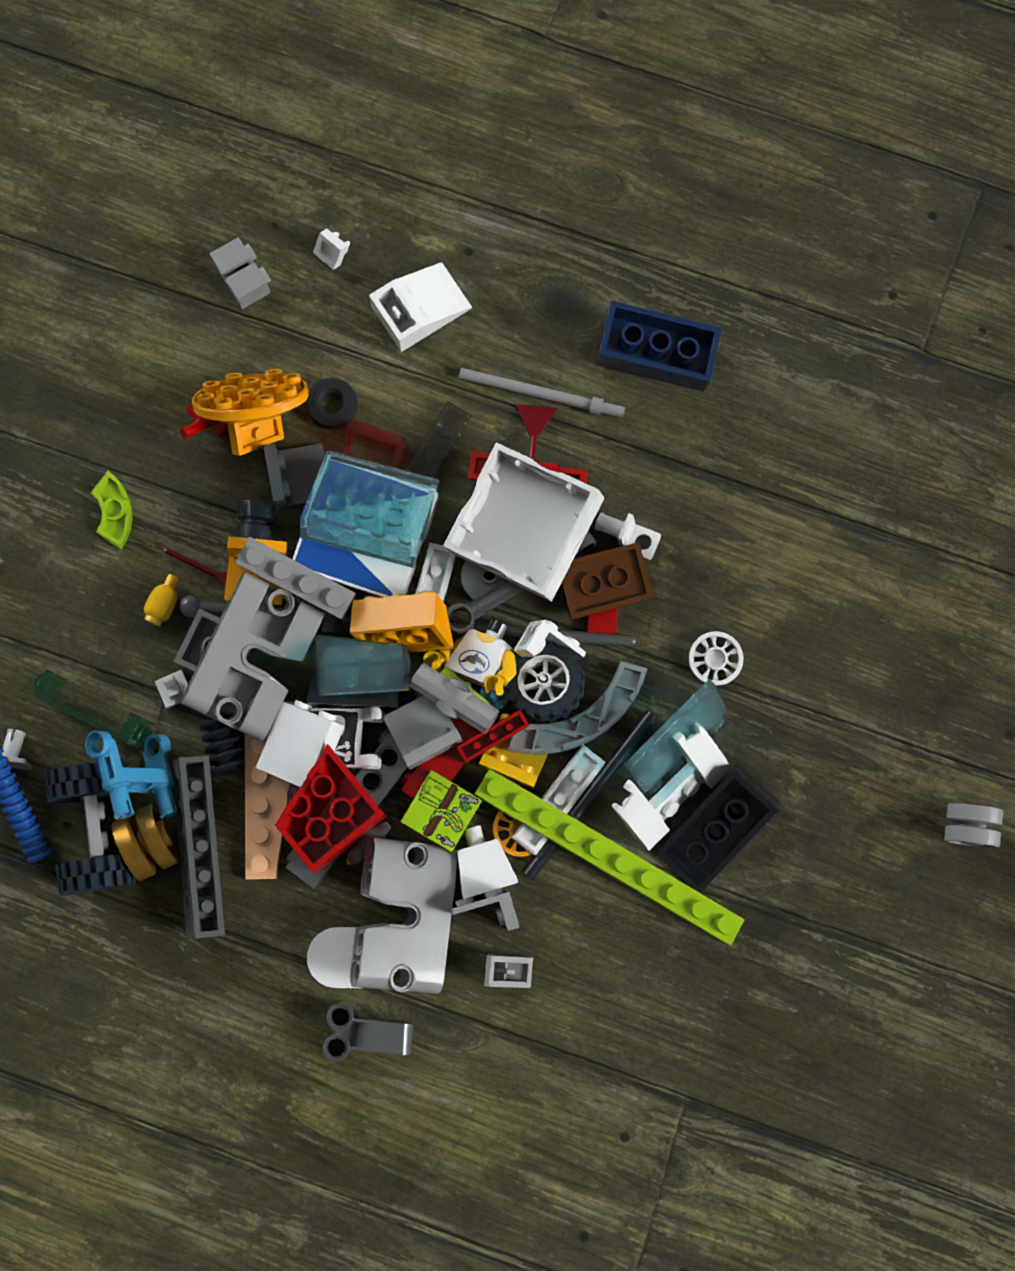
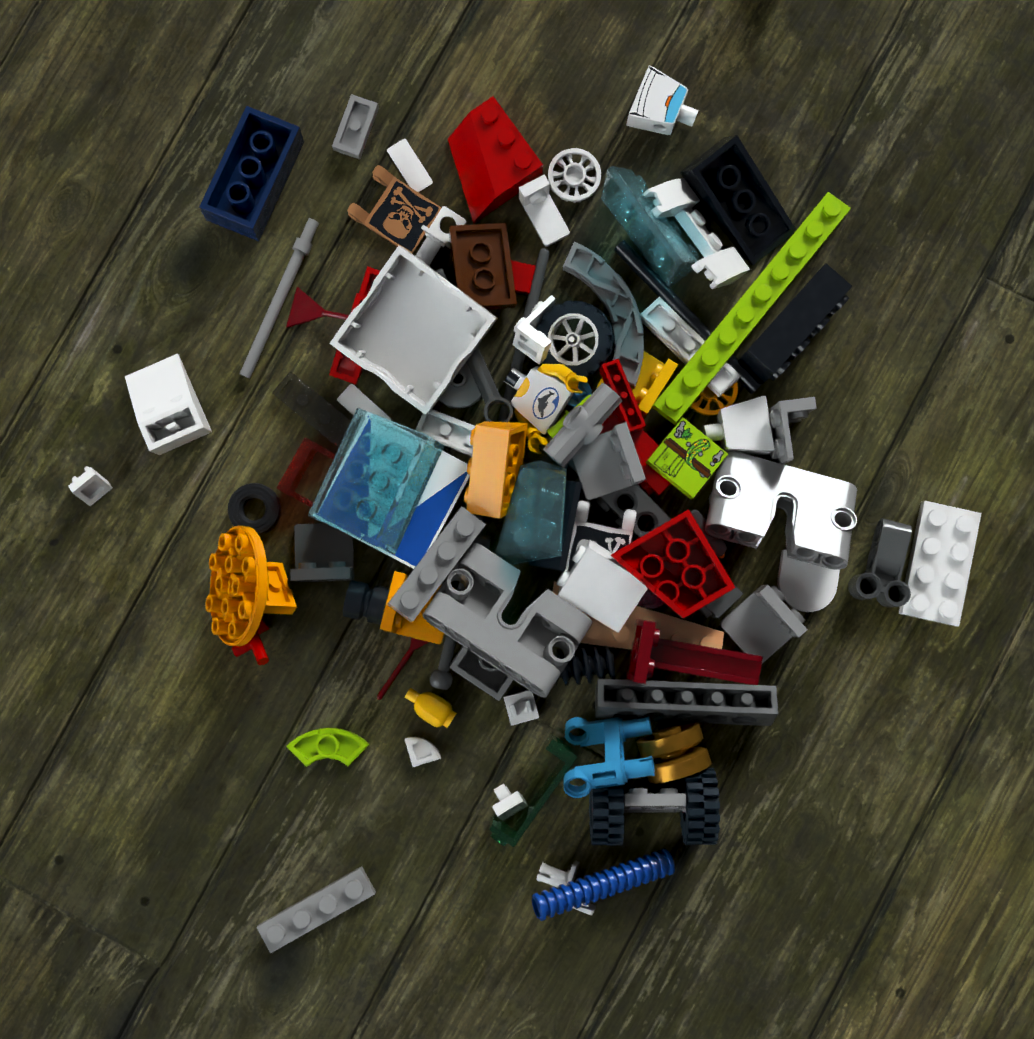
camera: 80 degrees left, 5 degrees up
(79, 690) = (509, 803): none -> white tile
(119, 599) = (421, 751): none -> white tile
(240, 272) = (100, 582): light grey piece -> none
(241, 841) = (654, 652): none -> dark red bracket
(287, 915) = (763, 622): none -> light grey bracket
(376, 1093) = (940, 562): none -> white plate
(449, 488) = (353, 398): none -> white sticker
(508, 971) = (844, 423): light grey slope -> none
(597, 901) = (800, 319): none -> black brick
(646, 492) = (397, 213): none -> flag
(671, 633) = (543, 211): none -> white bracket
(697, 496) = (409, 165): none -> white sticker
(715, 573) = (491, 158): none -> red wedge
(724, 436) = (355, 126): none -> light grey plate
(803, 732) = (660, 104): none -> white torso

